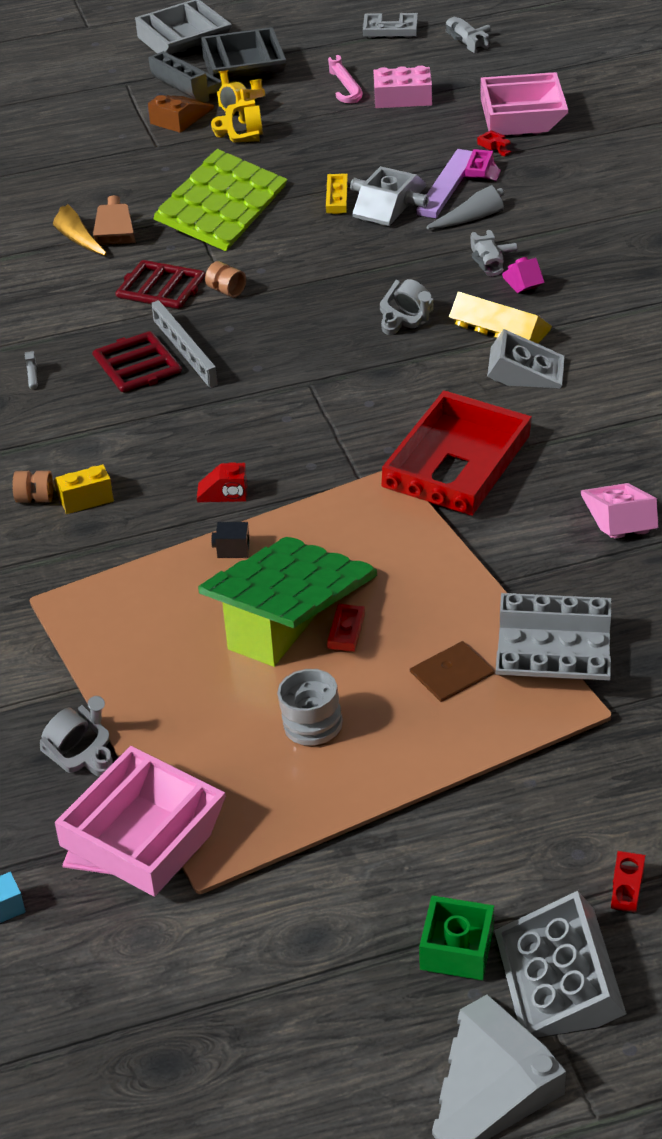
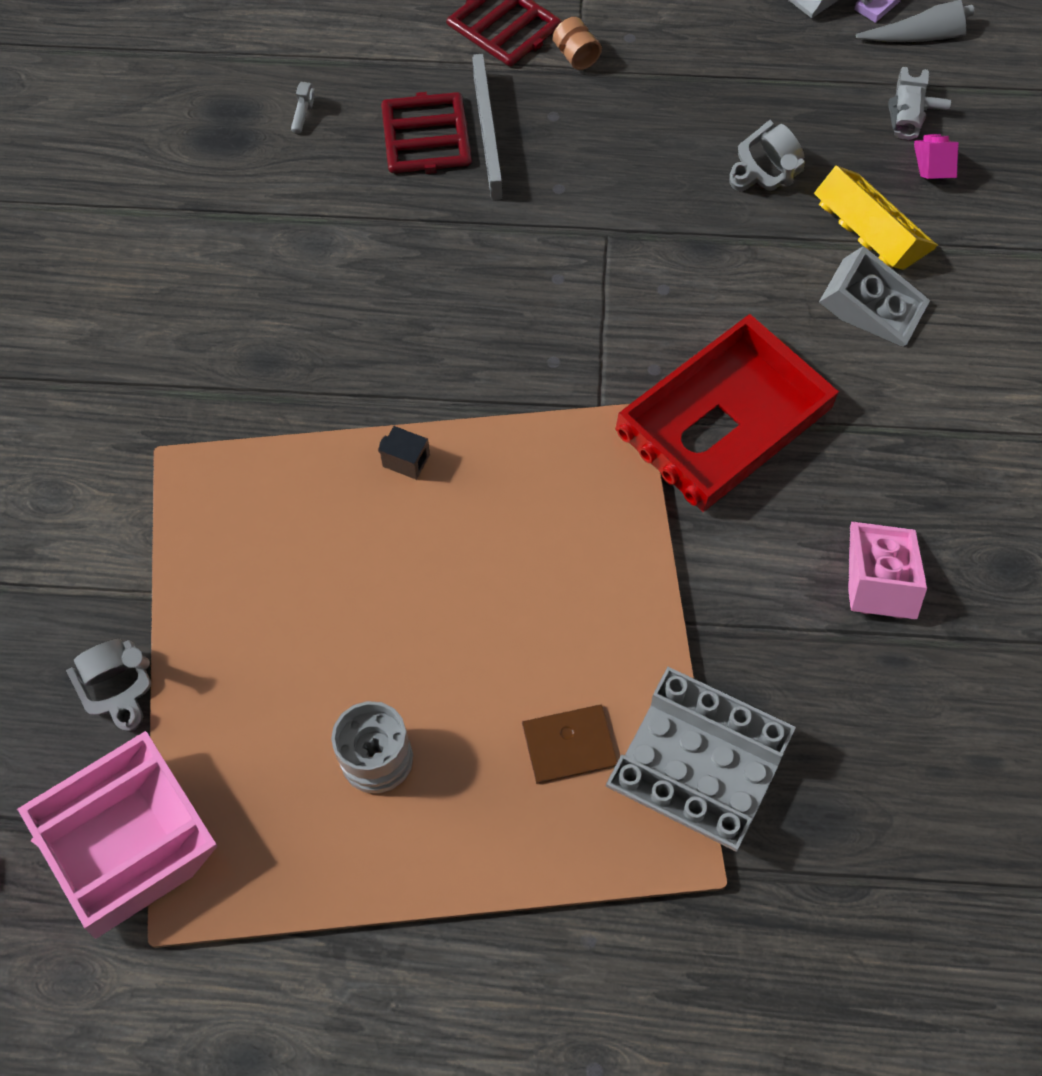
camera: 20 degrees right, 20 degrees up
(24, 486) = (226, 286): nougat wheel -> none
(84, 489) = (281, 307): yellow slope -> none
(224, 484) = (438, 359): red slope -> none
(280, 593) = (422, 559): green piece -> none
(346, 627) = (474, 634): red plate -> none

